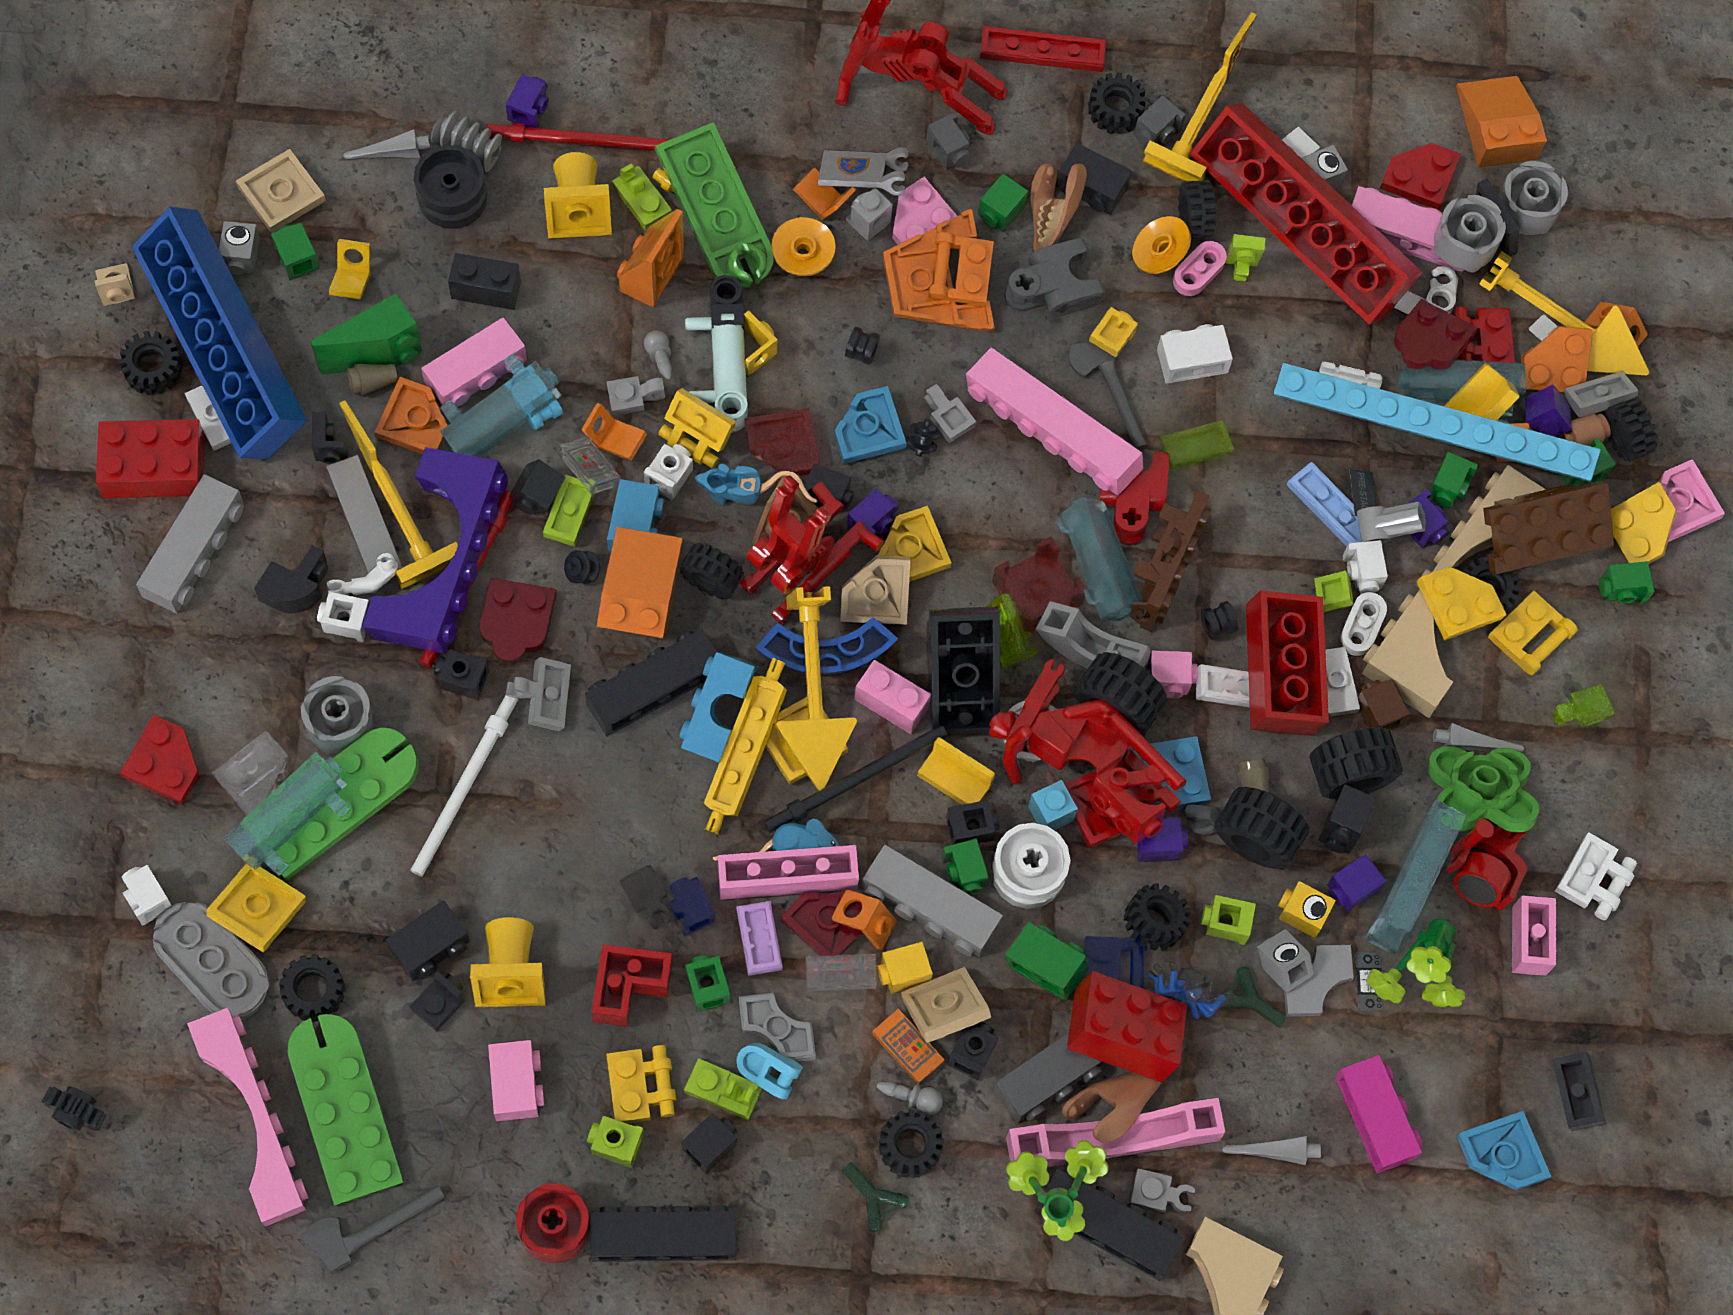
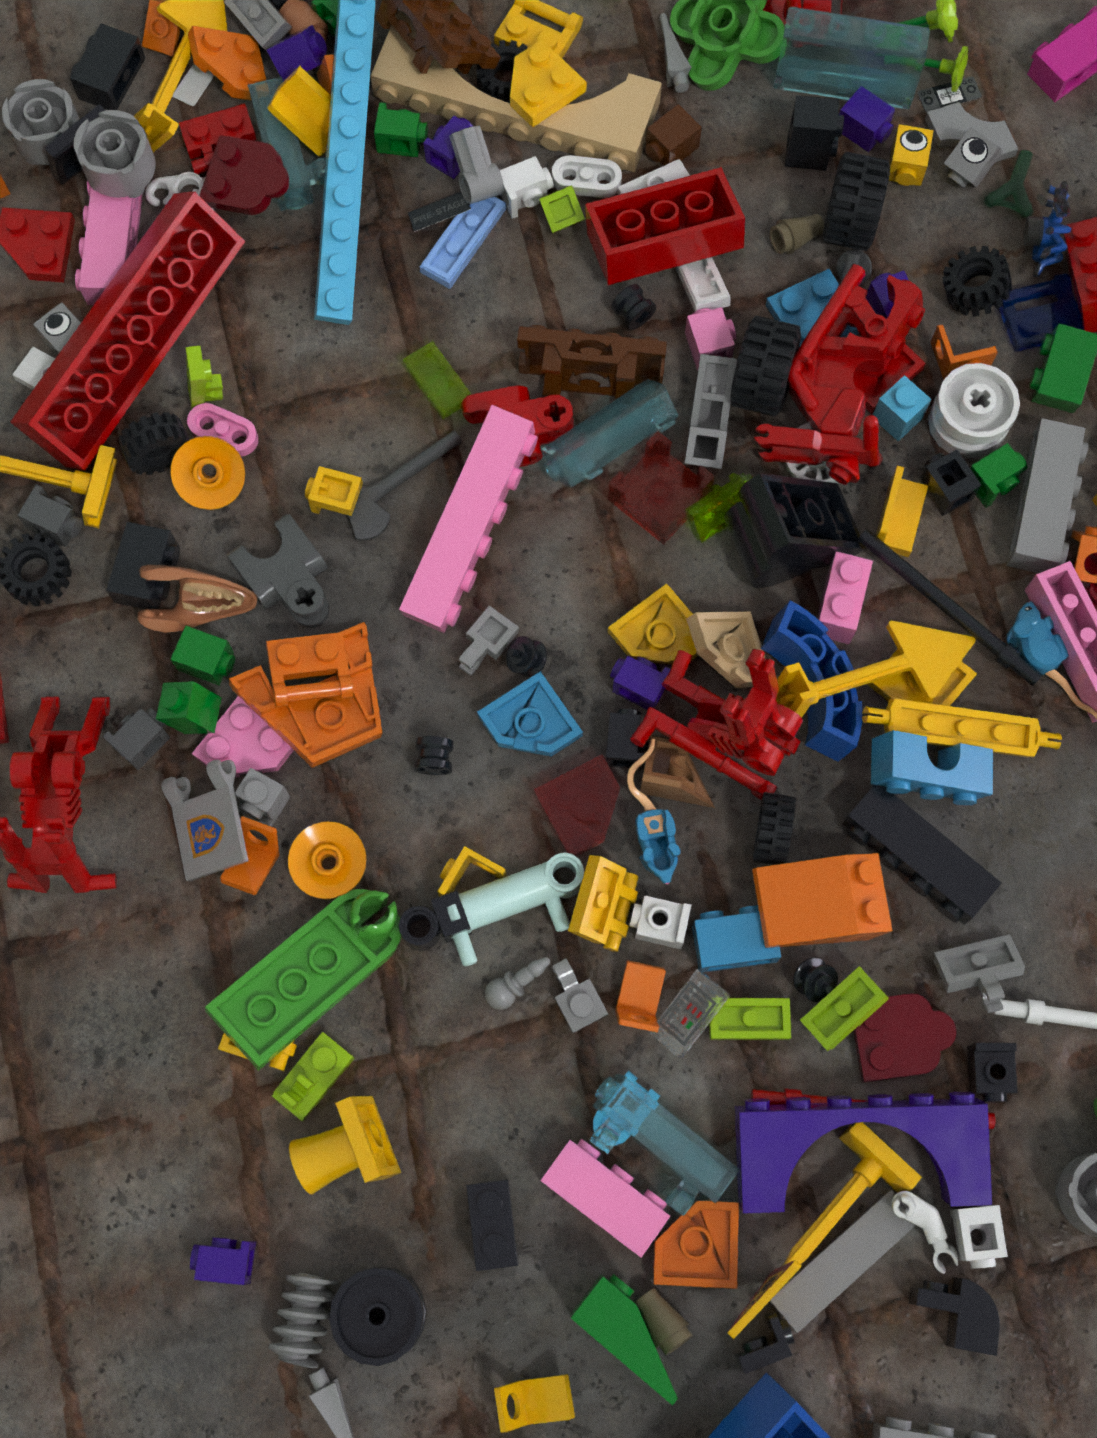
camera: 100 degrees left, 5 degrees up
(519, 133) = (268, 1259): red bar -> none
(536, 487) = (741, 1064): black brick -> none
(549, 573) = (844, 1009): none -> lime plate
(653, 260) = (405, 1025): orange slope -> none
(959, 178) = (188, 707): none -> green brick
(1089, 865) = (949, 362): none -> orange bracket
(1194, 353) = (331, 407): white brick -> none
(1237, 911) = (949, 218): lime brick -> none
(1351, 374) = (306, 253): white axle -> none
(1358, 759) = (754, 134): black tyre -> none
(1579, 264) = (107, 67): none -> black brick

